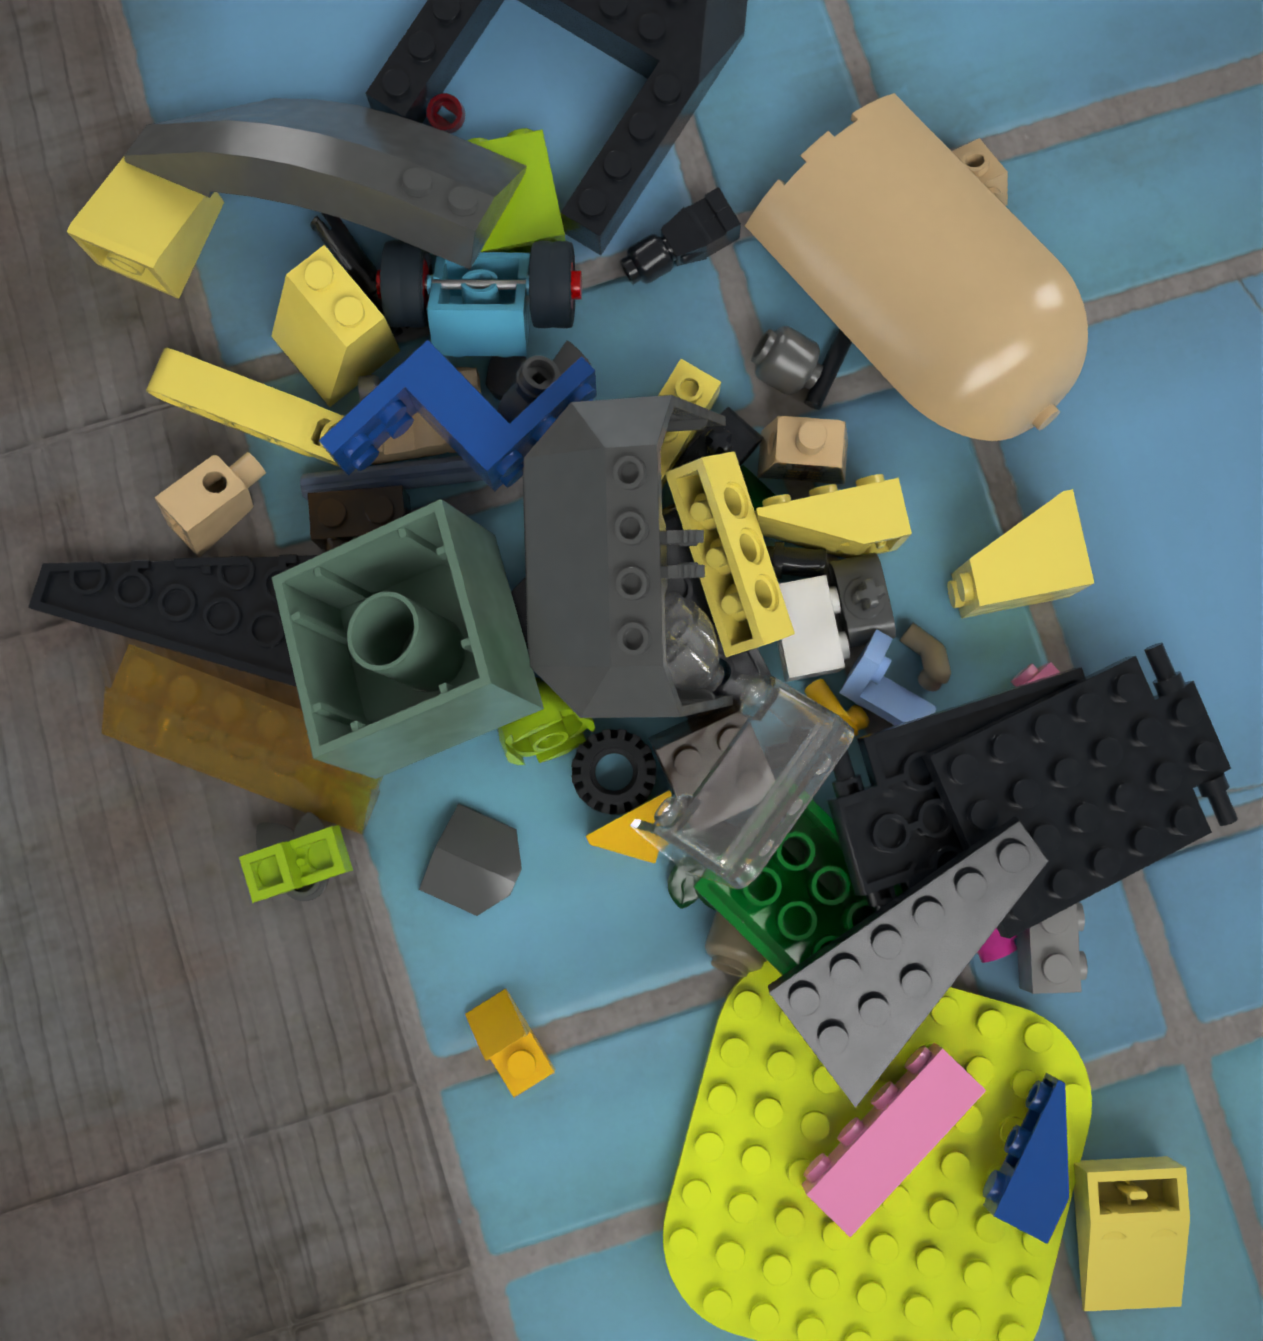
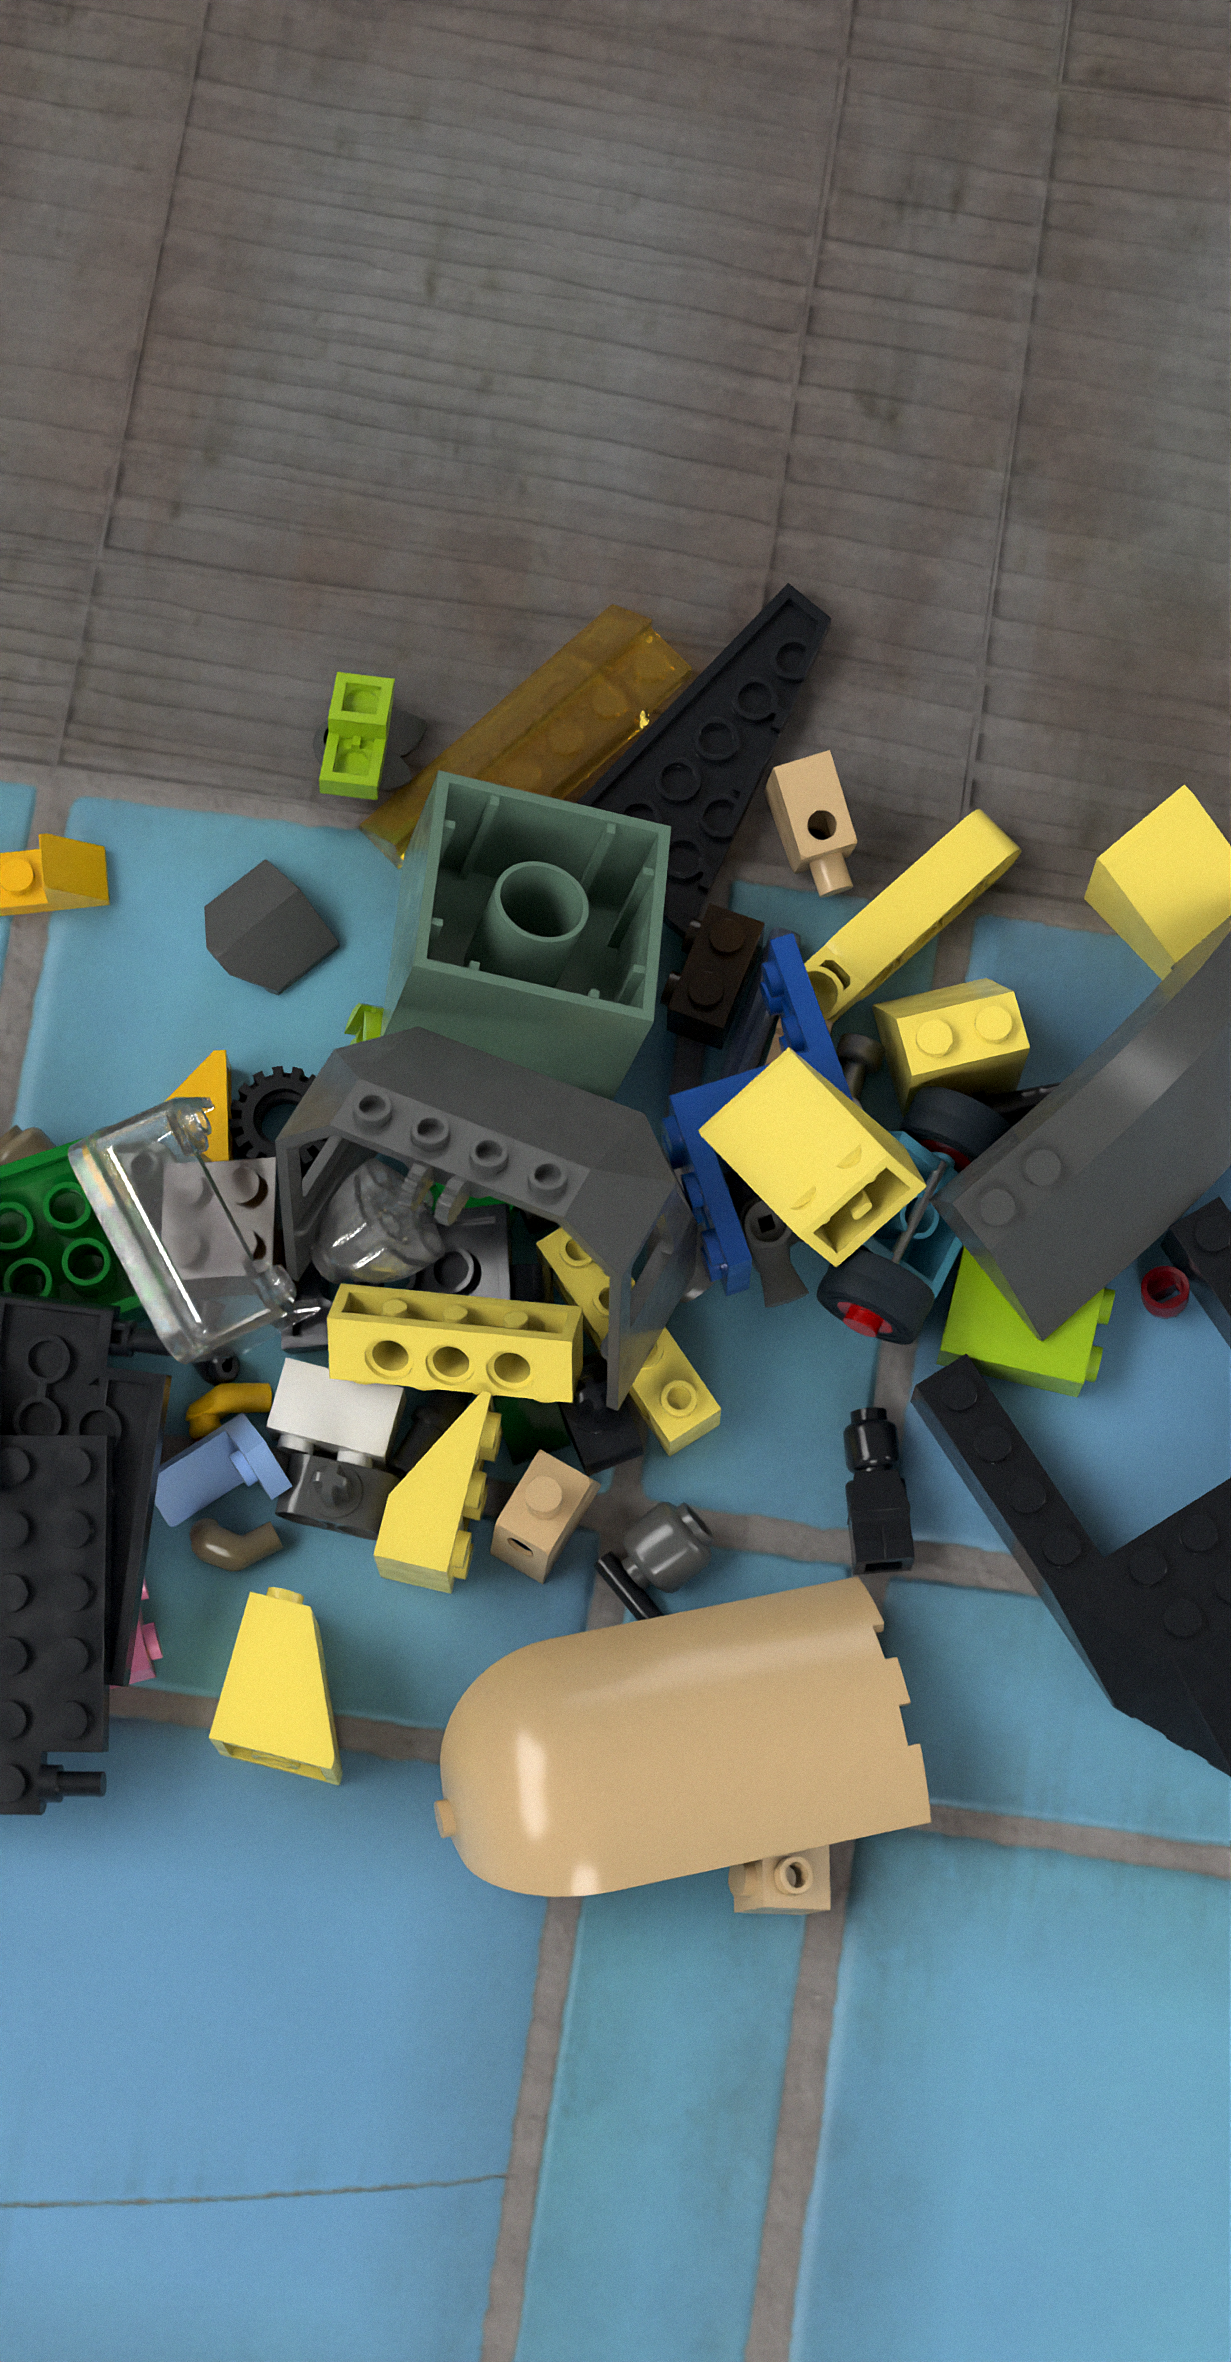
camera: 115 degrees right, 10 degrees down
(485, 343) = (814, 1157): none -> light yellow slope

